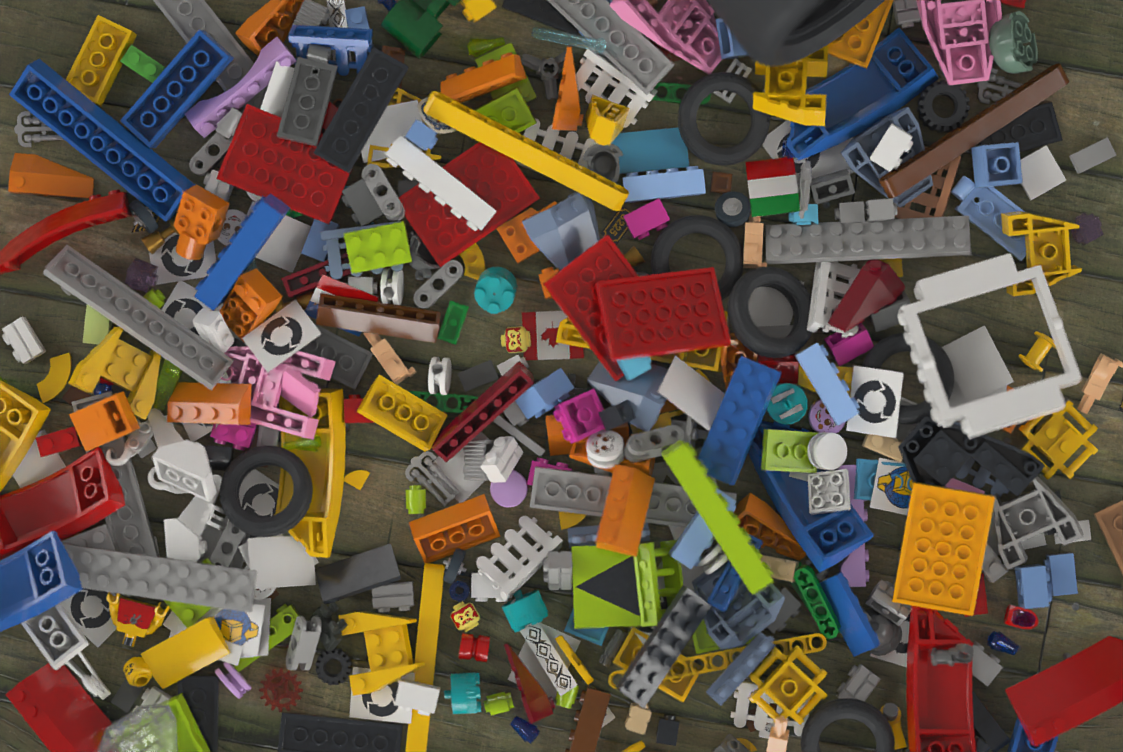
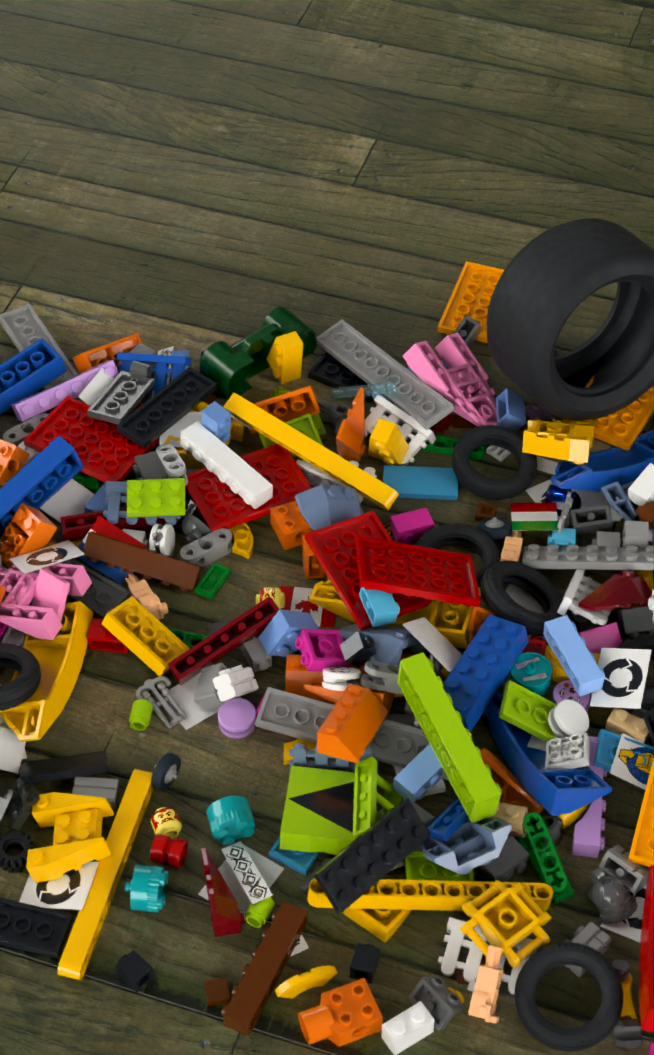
camera: 10 degrees right, 40 degrees down
(229, 123) = (47, 405): light grey cone -> none
(304, 444) = (47, 652): clear neon green cone -> none
(357, 478) = (86, 692): yellow tile -> none
(417, 697) = (95, 877): white brick -> none
(439, 375) = (190, 613): white head -> none
(453, 528) = (189, 739): orange slope -> none
(459, 596) = (165, 793): clear blue cone -> none
(483, 588) = (197, 796): white brick -> none
(495, 289) = (259, 555): teal piece -> none
(498, 703) = (183, 909): lime brick -> none
(515, 566) = (243, 779): white fence -> none
(519, 435) = (262, 677): light grey tile -> none
(525, 730) = (206, 940): clear blue cone -> none
(558, 570) = (274, 786): light grey brick -> none
(574, 659) = (274, 876): yellow tile -> none
(604, 160) = (380, 465): dark grey helmet -> none
(638, 718) = (333, 938): tan brick -> none
(664, 185) = (440, 504): light blue brick -> none
(713, 558) = (438, 798): white head -> none
(740, 668) = (456, 889): sand blue fence -> none
(853, 621) = (586, 877): blue tile -> none

